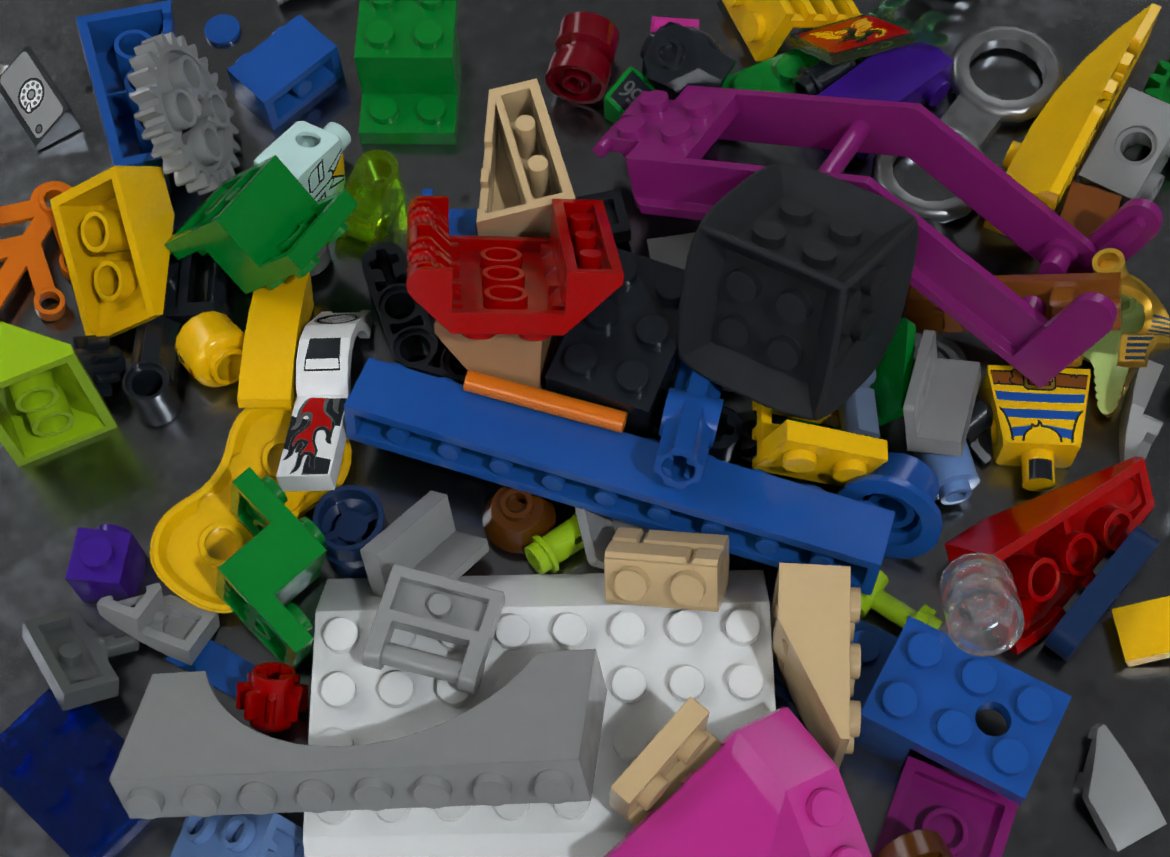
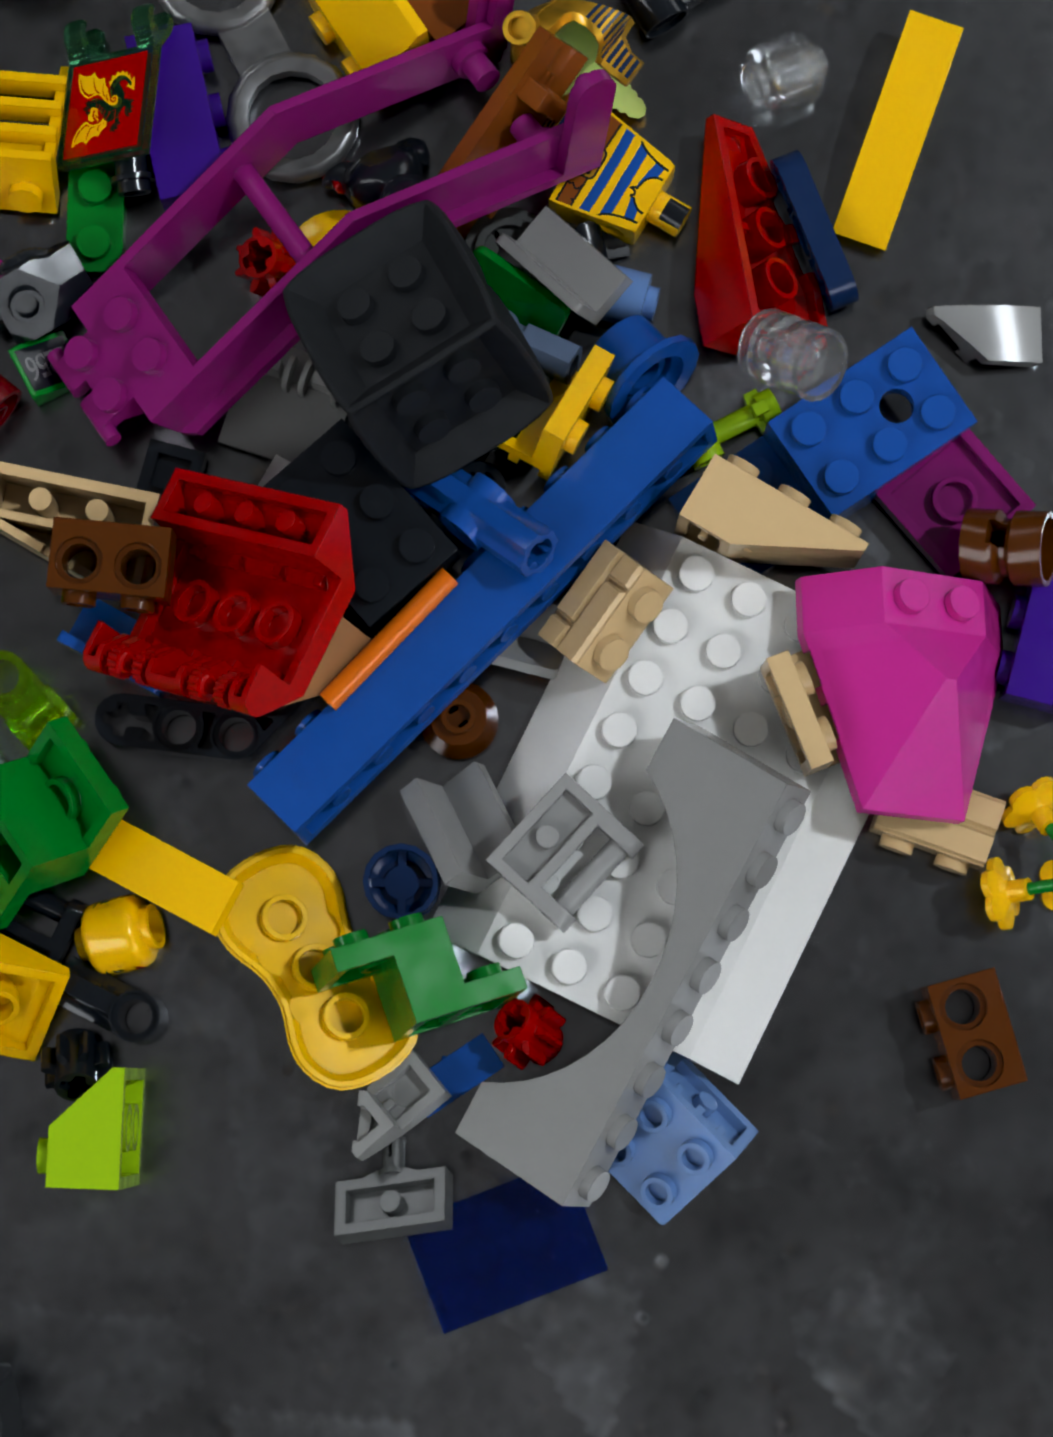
camera: 65 degrees left, 20 degrees up
(106, 564) = (311, 1133): dark purple brick -> none
(323, 385) = (246, 847): white piece -> none
(503, 179) = (115, 549): none -> reddish brown brick
(554, 547) = (509, 699): lime pin -> none
(1137, 429) = (673, 100): light grey slope -> none

